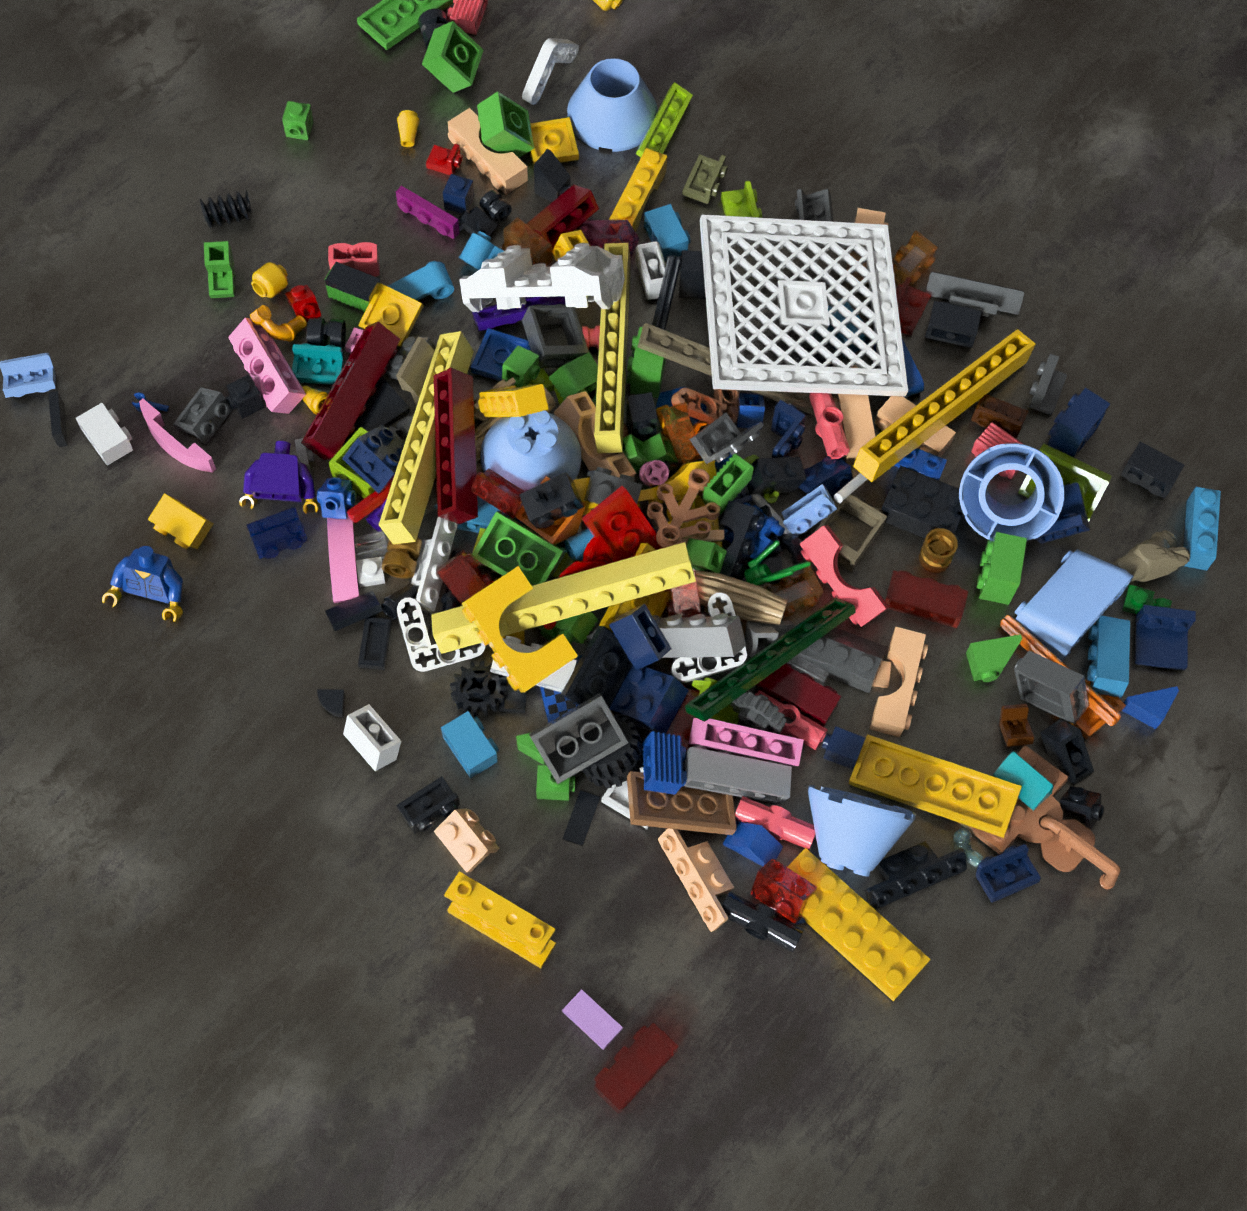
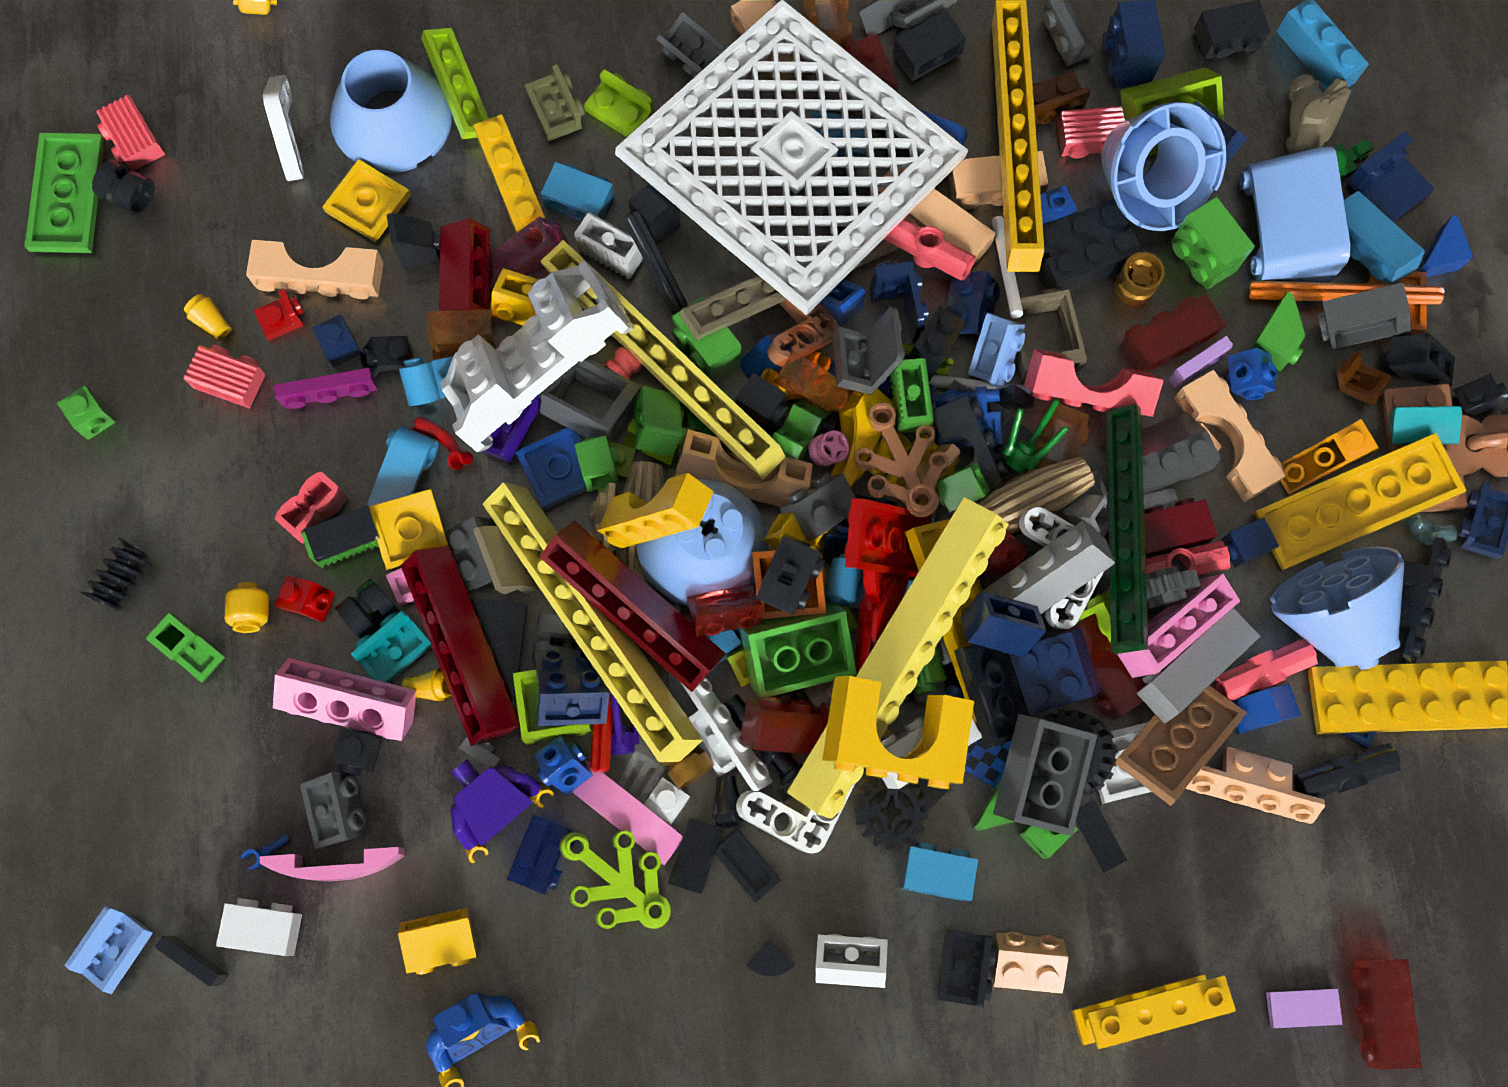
camera: 45 degrees left, 10 degrees up
(281, 332) = (321, 651): light orange piece -> none
(299, 583) = (620, 883): none -> lime plant
(384, 162) = (225, 375): none -> coral brick
(452, 57) = (176, 200): bright green brick -> none
(456, 305) = (456, 455): none -> red piece
(495, 206) = (385, 319): black wheel -> none
(505, 125) = (310, 227): bright green brick -> none
(663, 763) = (1140, 720): blue brick -> none
(782, 890) = (1340, 725): clear red bracket -> none
(932, 628) = (1200, 362): none -> lavender tile
(949, 659) = (1251, 373): none -> blue brick
(958, 748) = (1328, 457): none -> light orange slope

